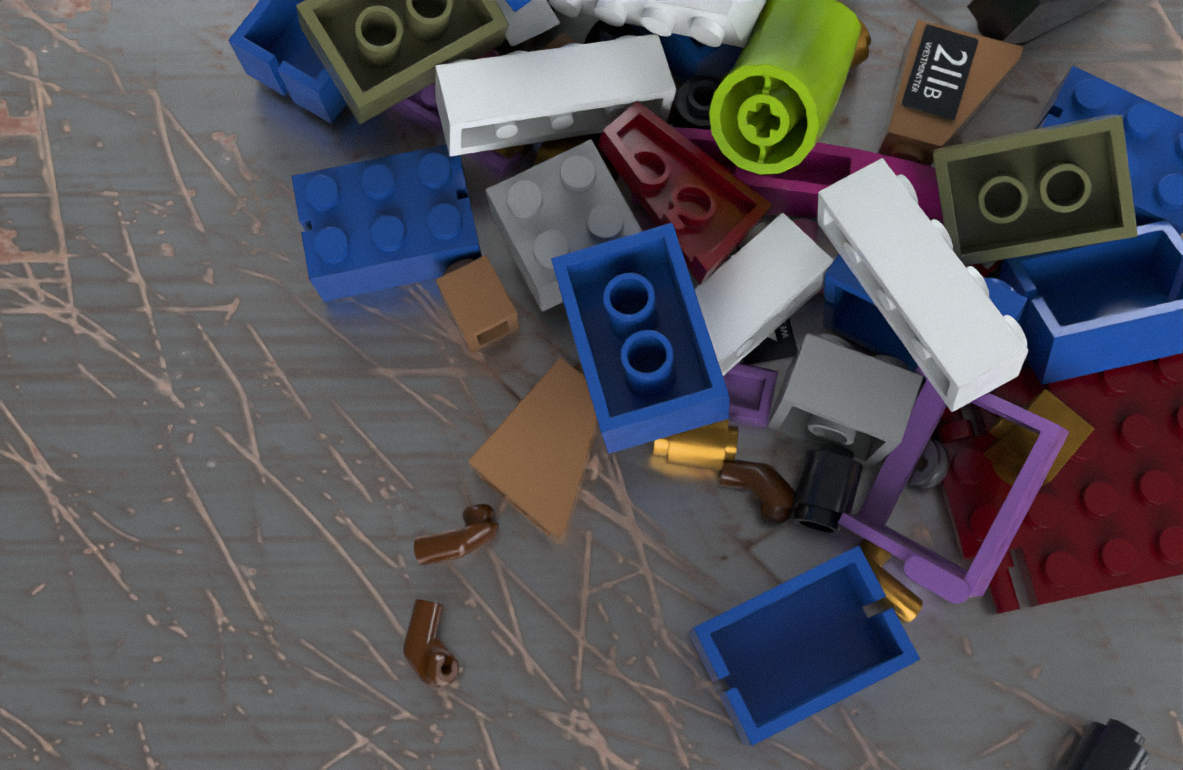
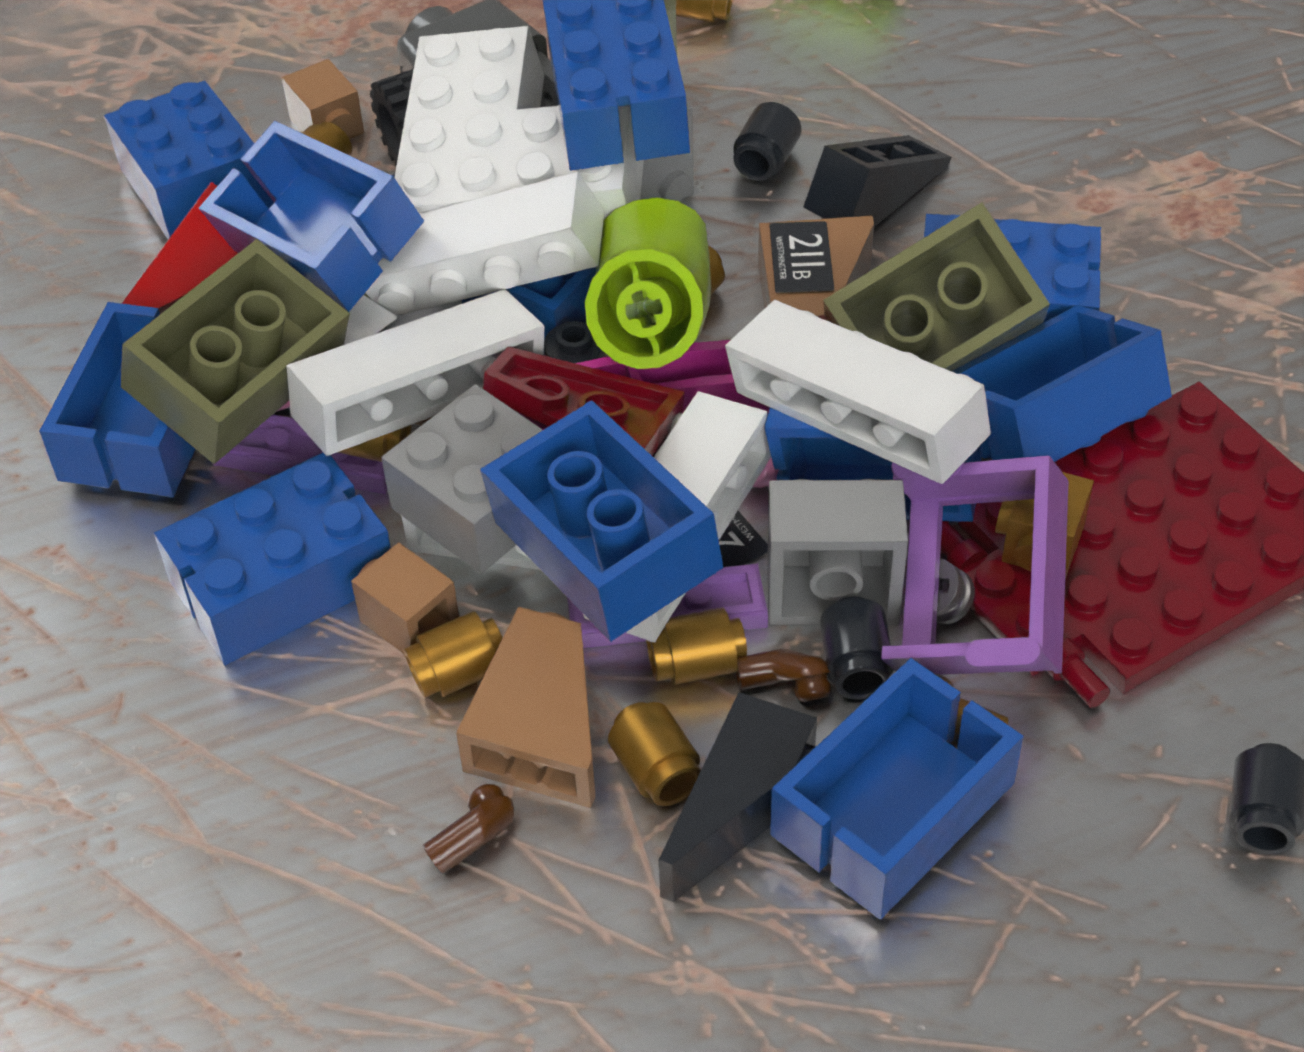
camera: 20 degrees left, 25 degrees down
(425, 650) = (478, 954): reddish brown arm -> none
(499, 371) = (453, 654): none -> pearl gold brick
(623, 527) = (655, 752): none -> pearl gold brick
(687, 583) = (734, 790): none -> black slope

